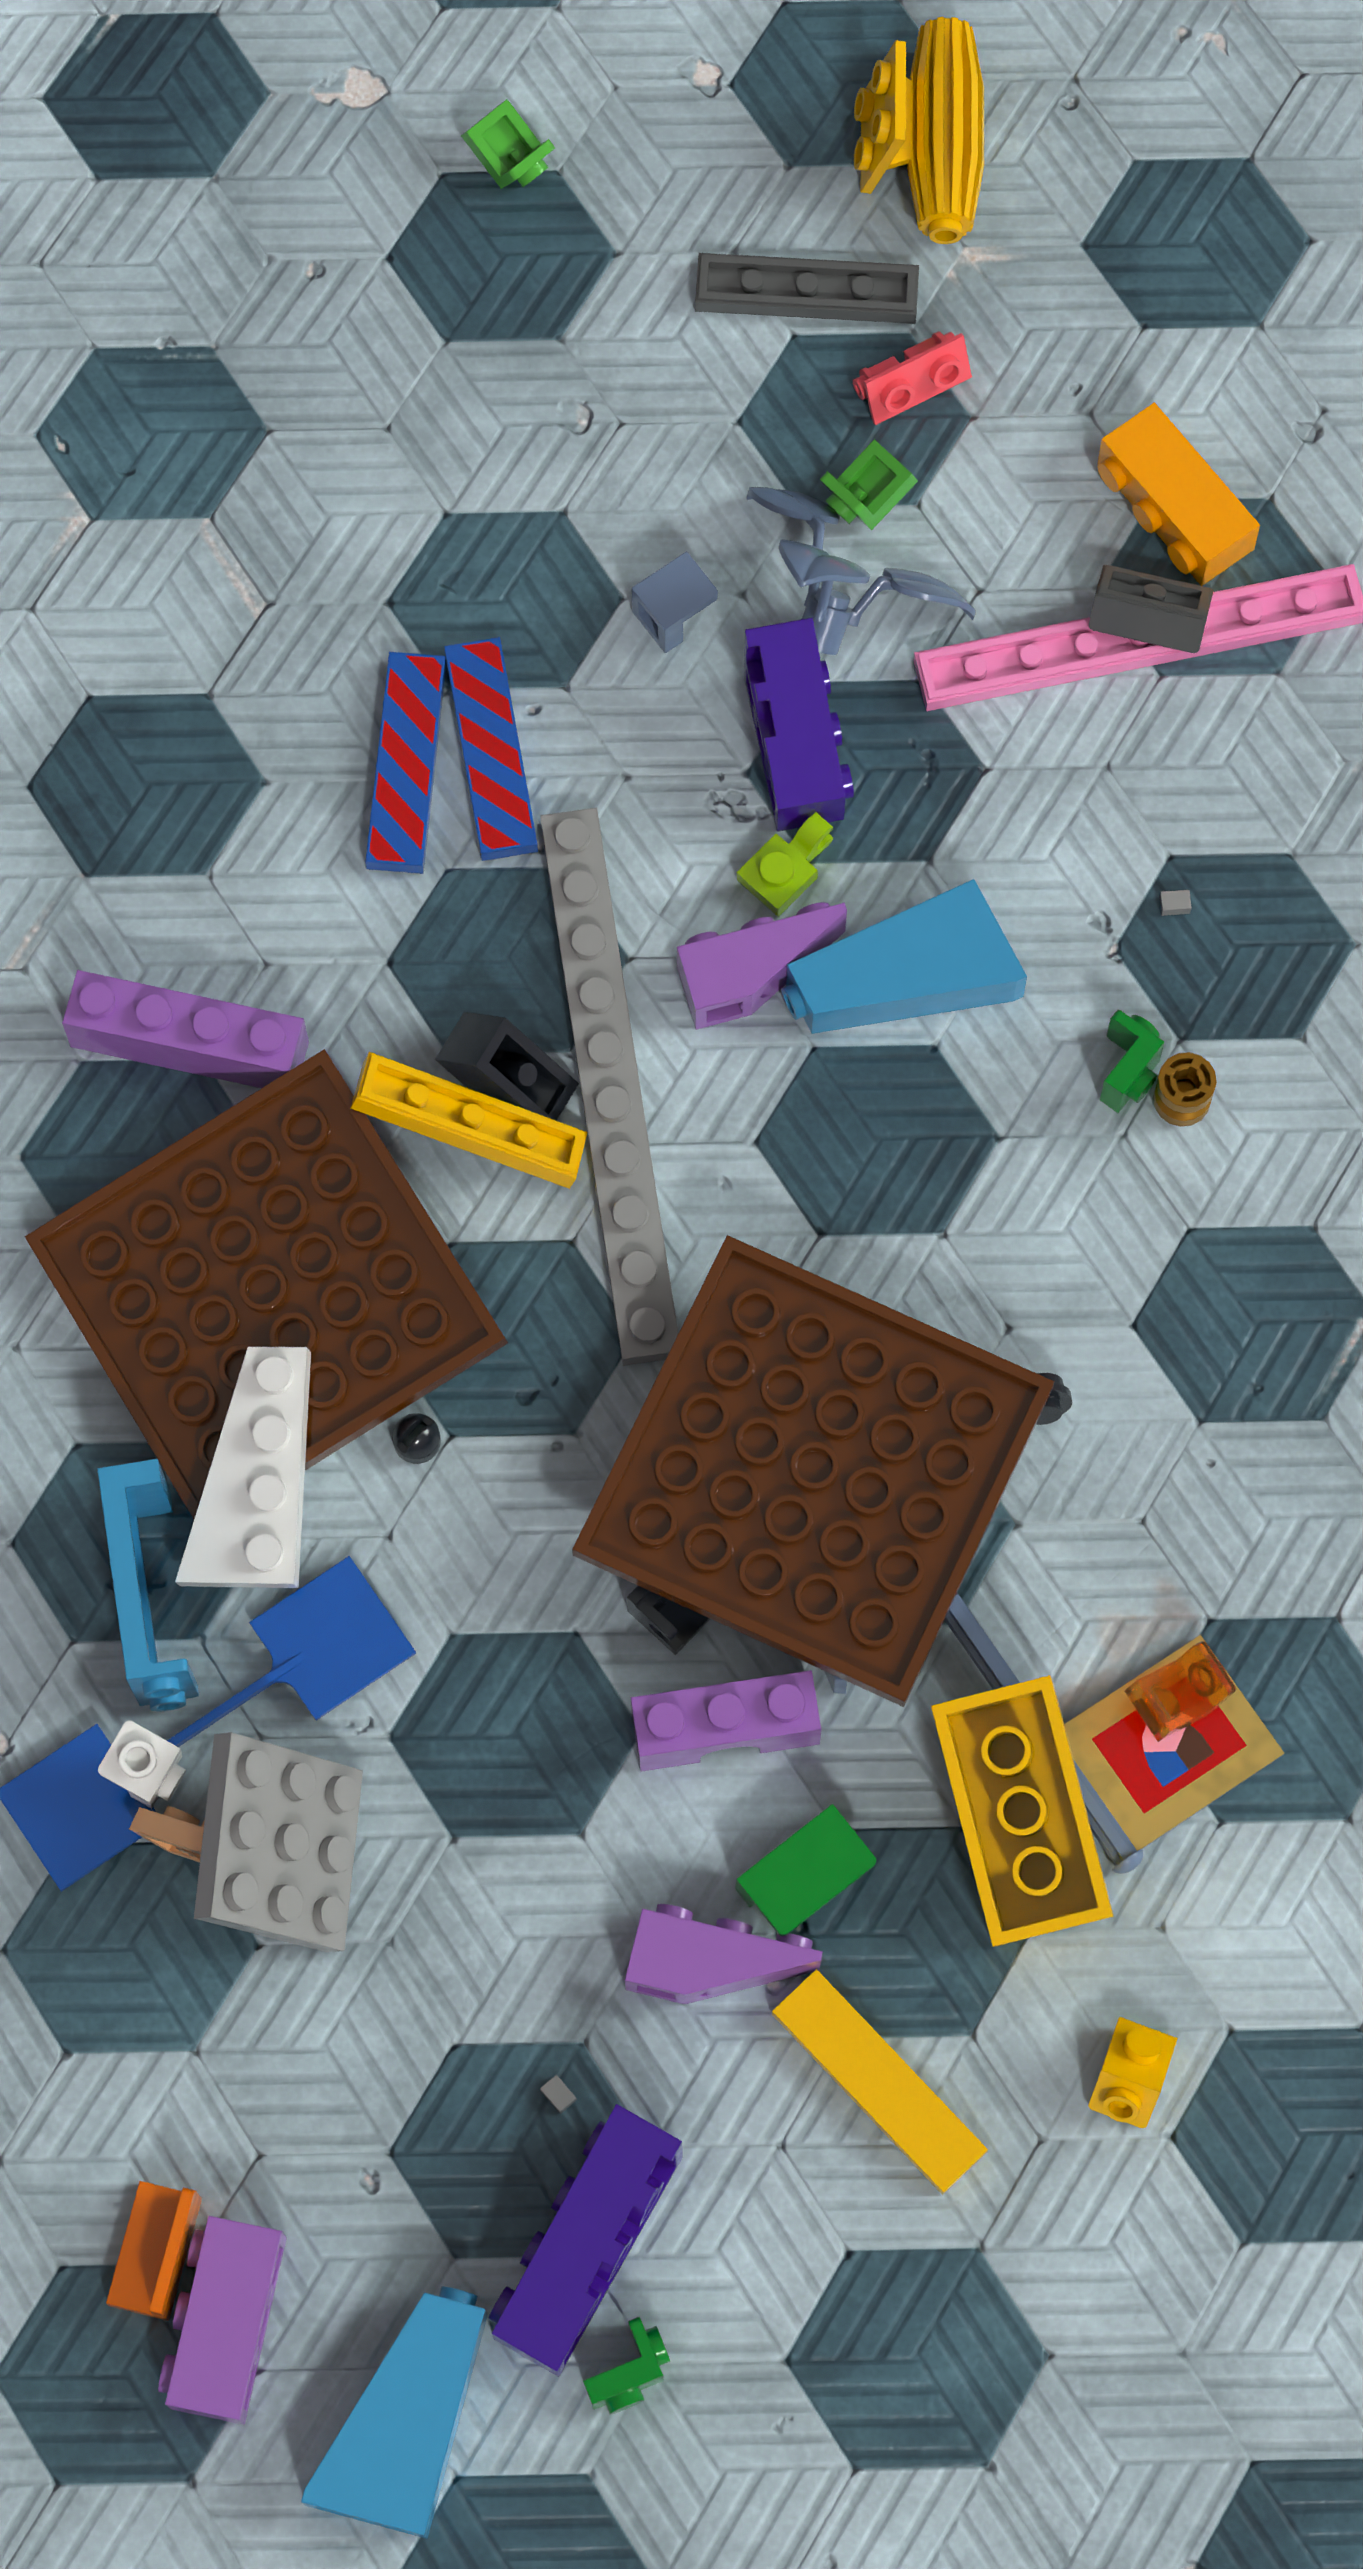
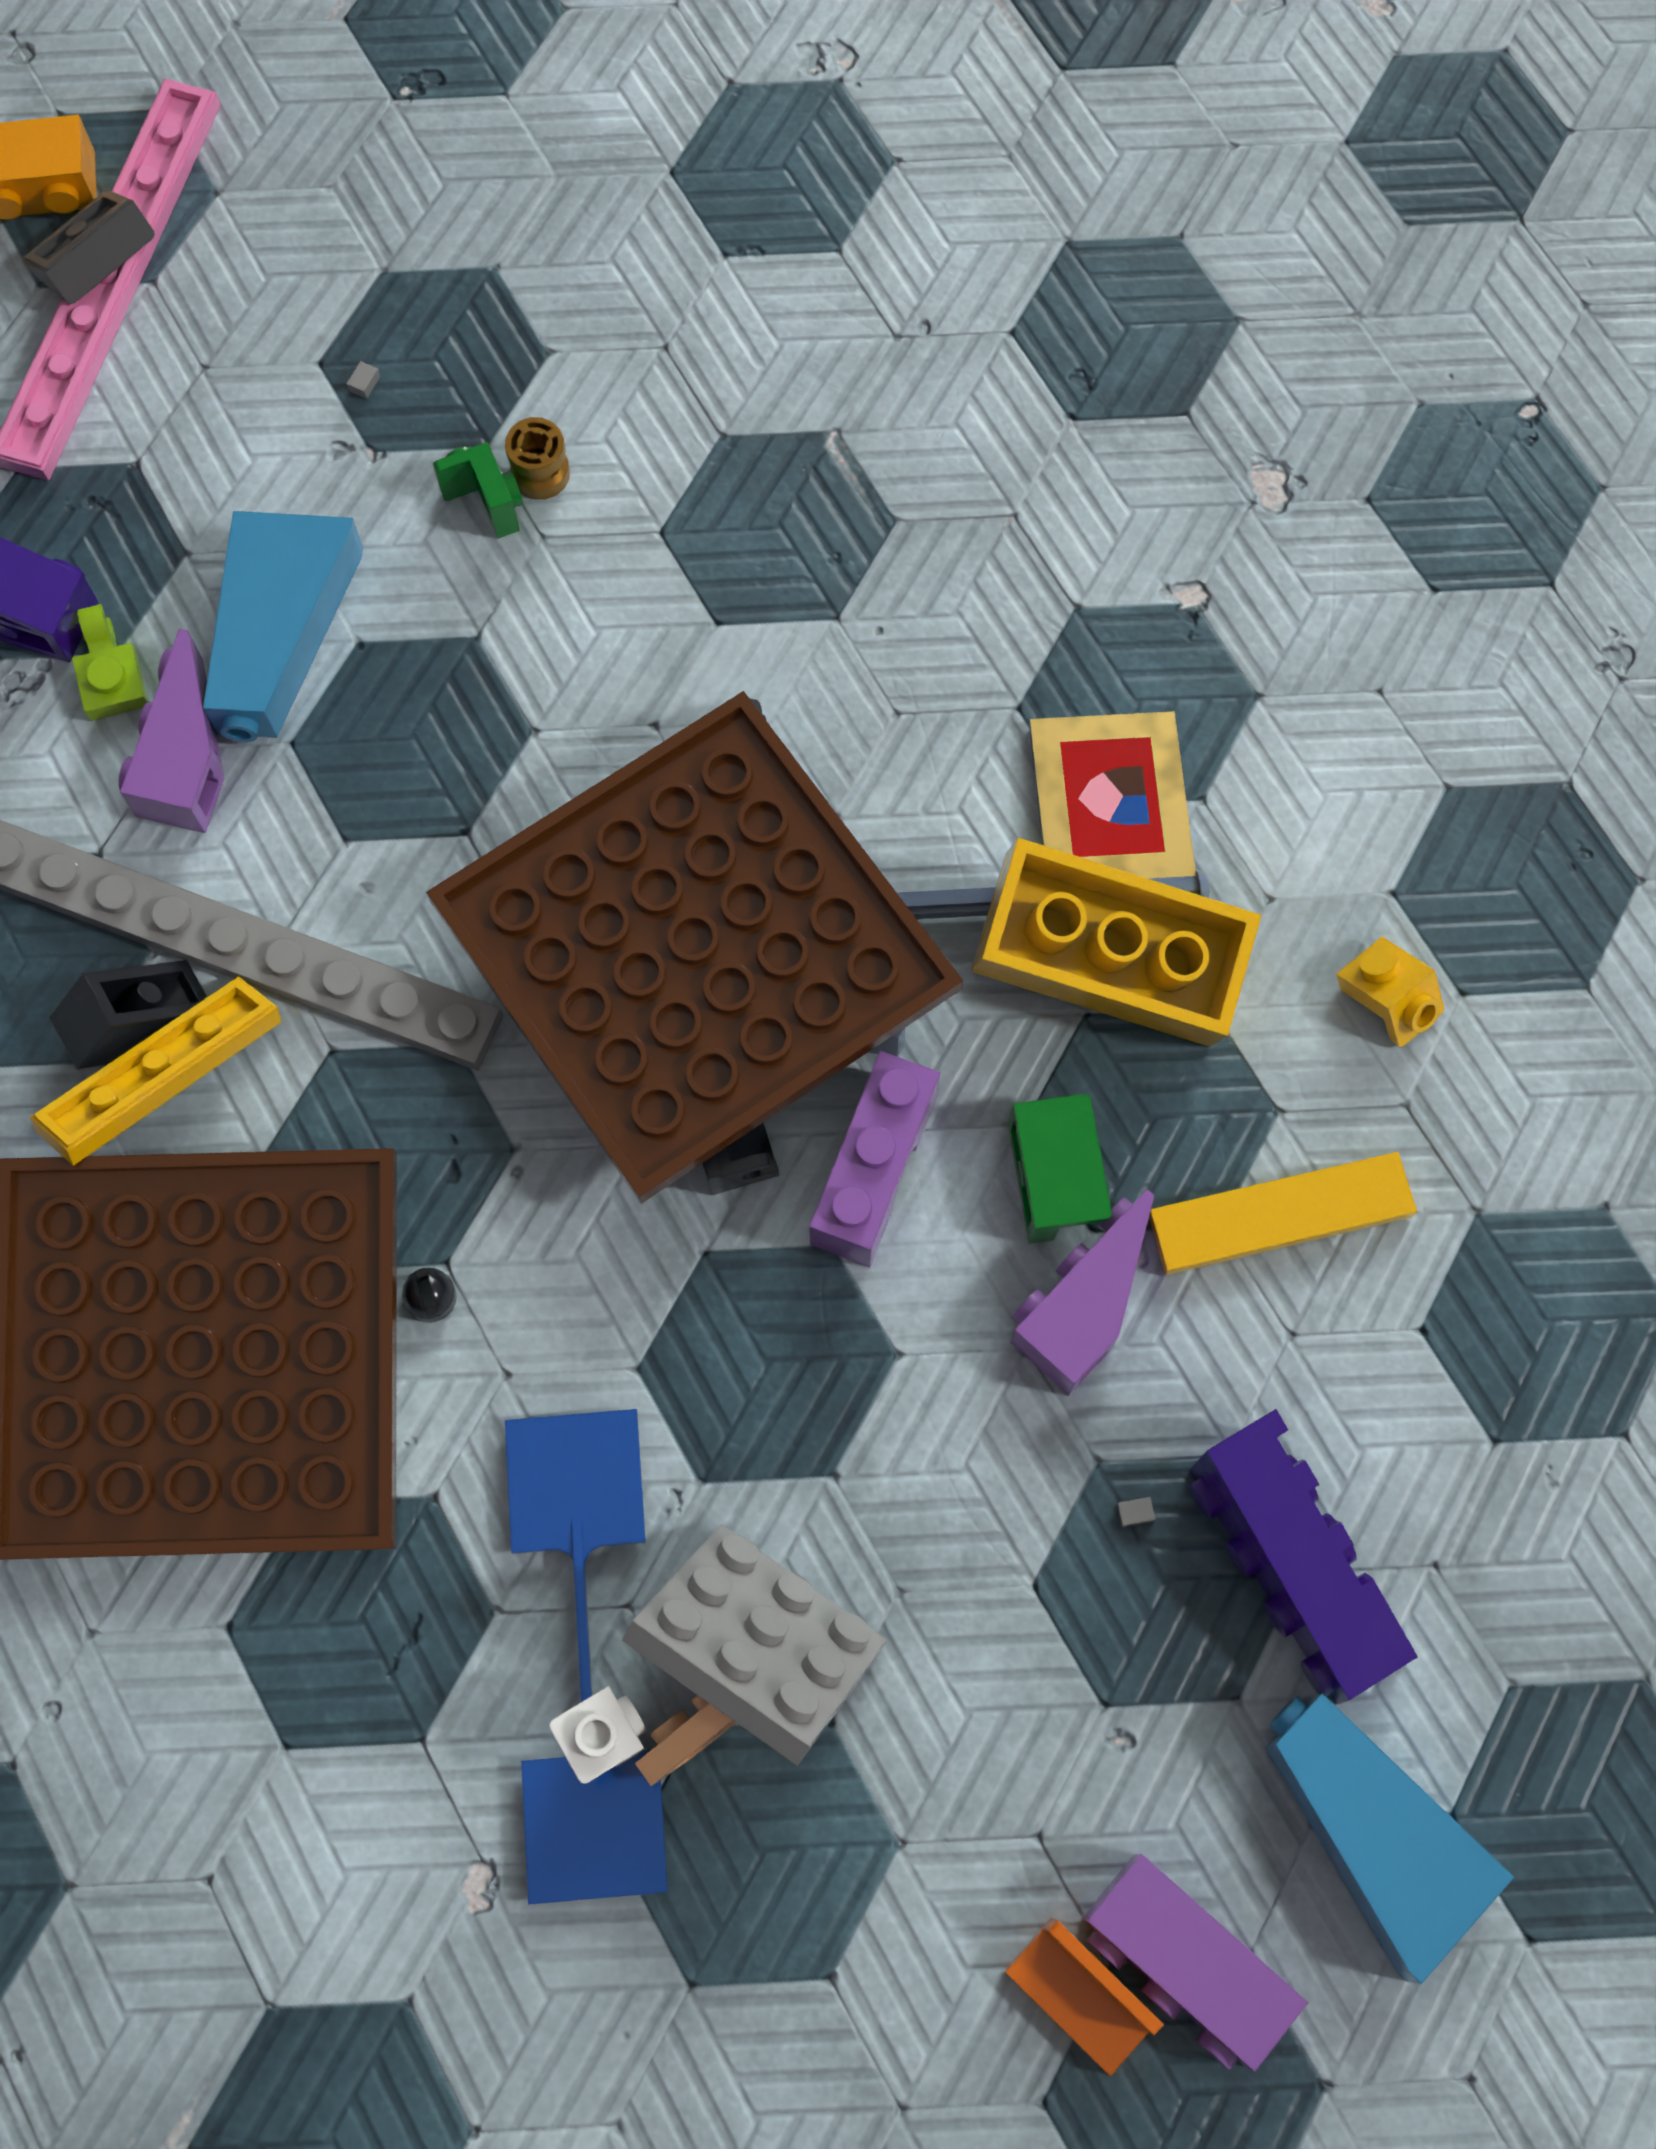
camera: 60 degrees left, 0 degrees up
(129, 1494) = (315, 1599): dark azure panel -> none
(255, 1486) = (388, 1472): white wing -> none
(622, 2385) = (1450, 1602): green bracket -> none
(1181, 1691) = (1080, 752): clear orange bracket -> none

